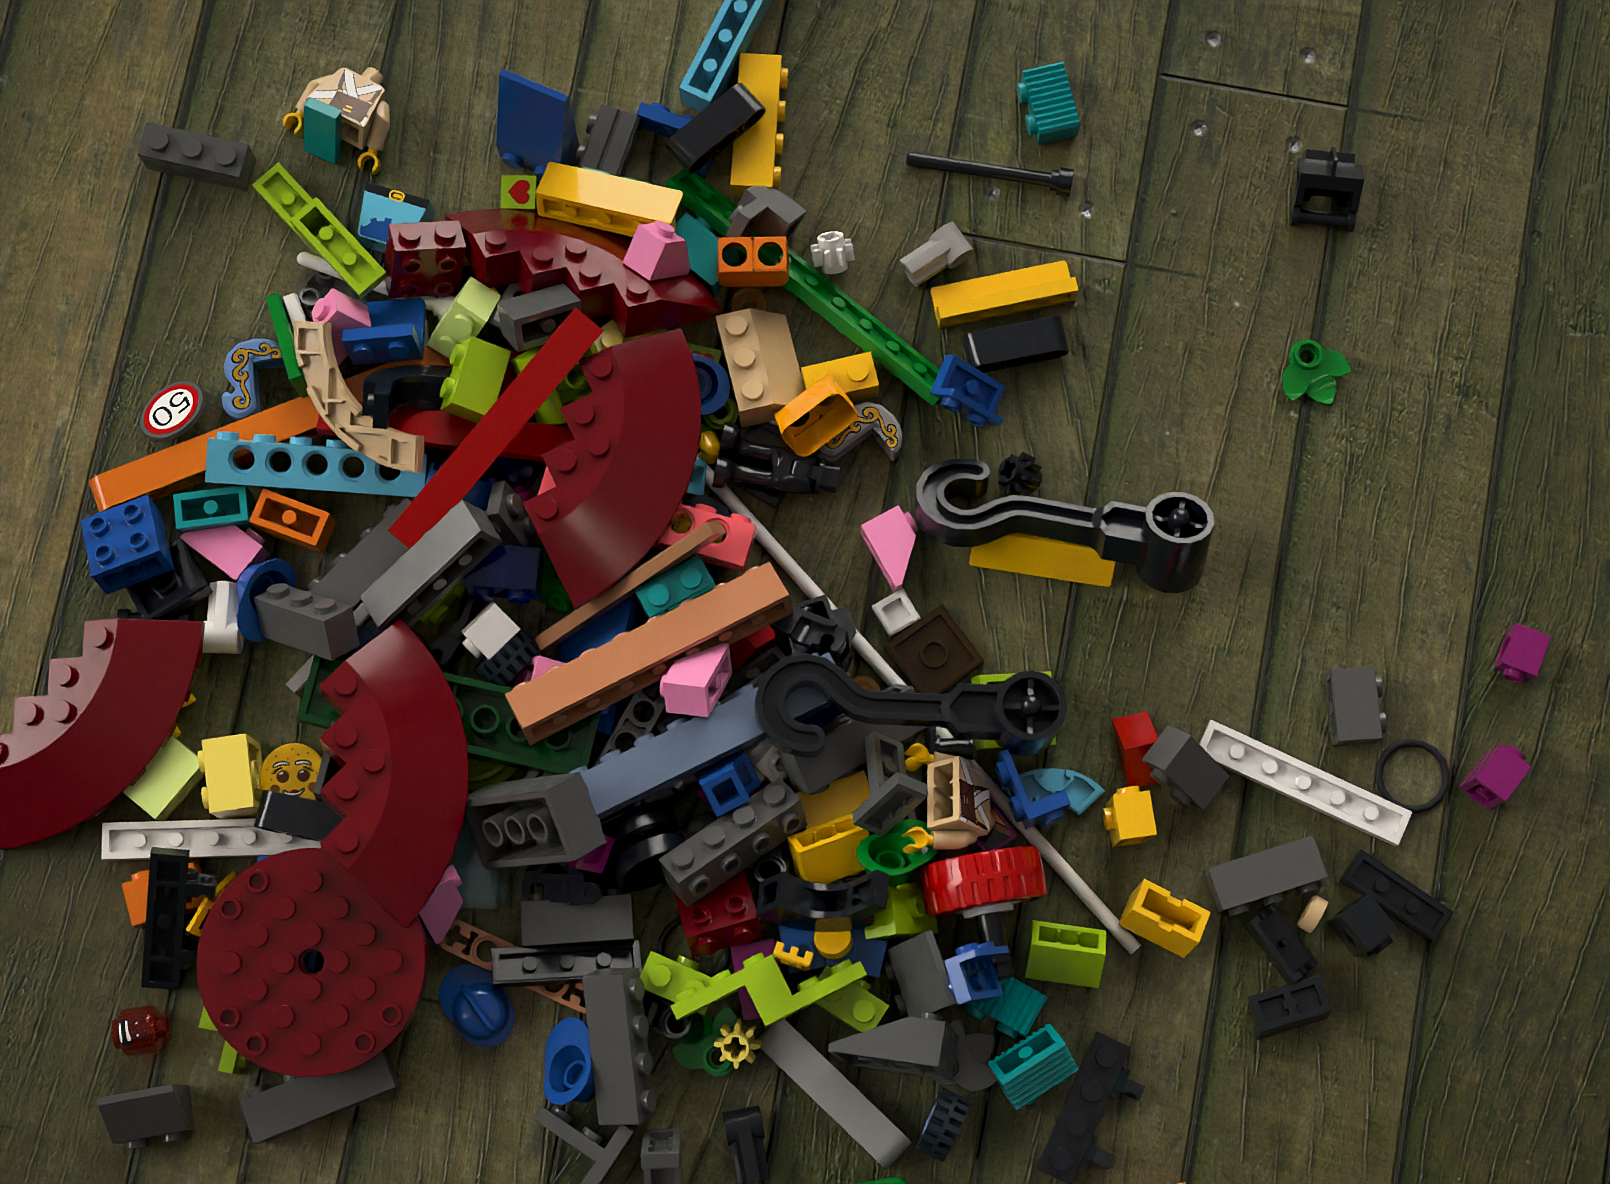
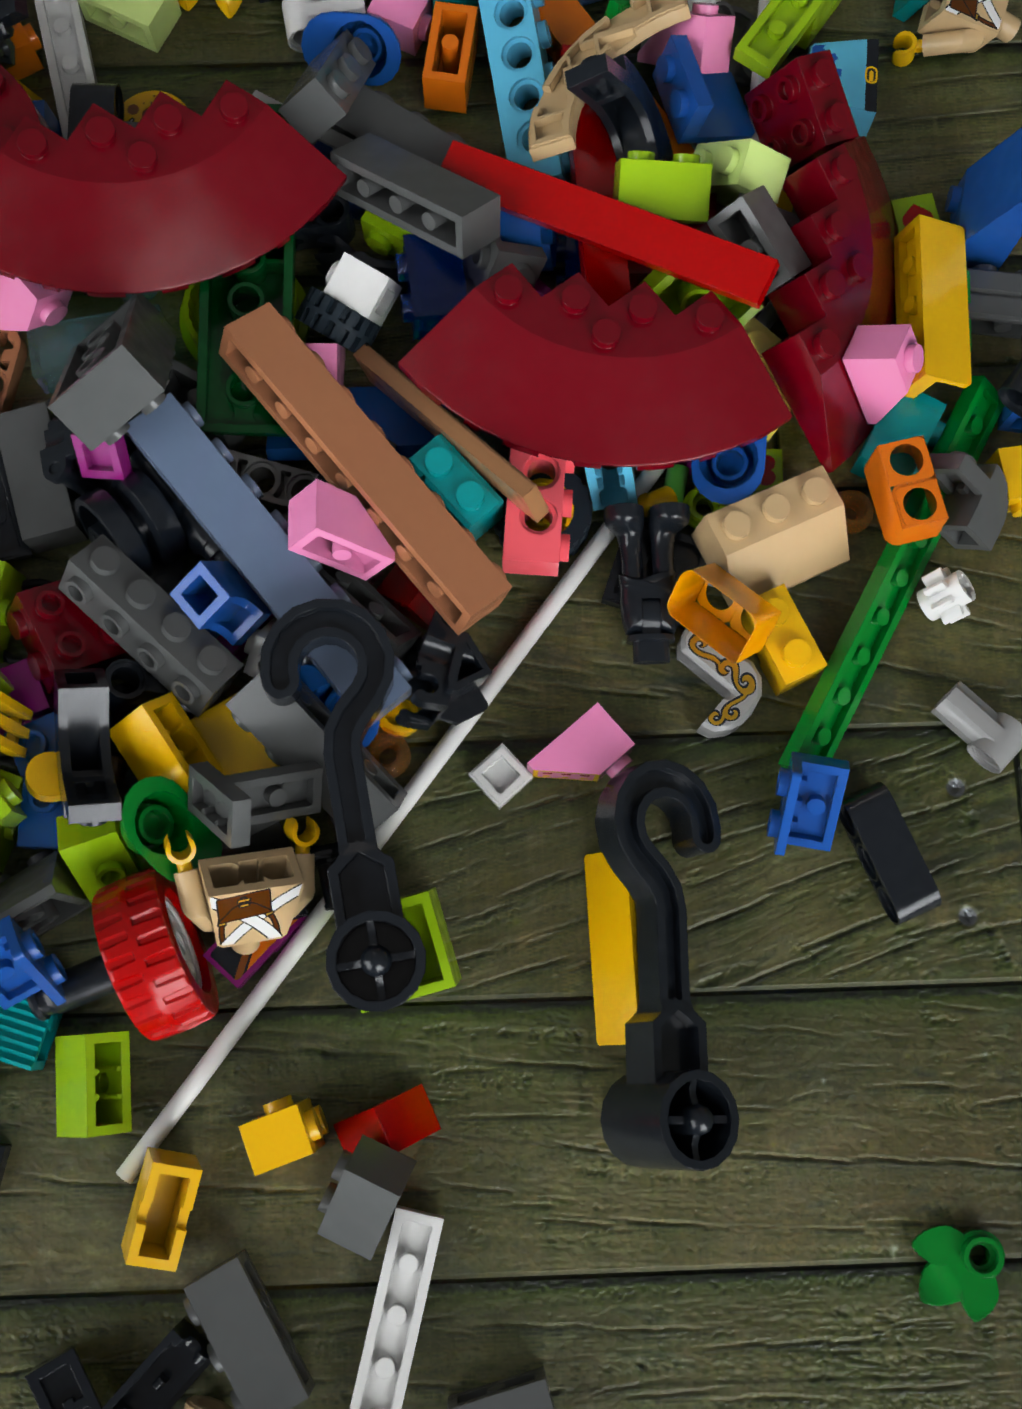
camera: 75 degrees right, 0 degrees up
(232, 776) = (135, 52): light yellow brick -> none
(934, 653) = (457, 834): dark brown tile -> none
(1003, 294) = (952, 826): yellow panel -> none
(1020, 475) = (715, 894): black gear -> none
(1045, 811) = (266, 1017): blue bracket -> none
(1046, 782) = (315, 1023): medium azure tile -> none

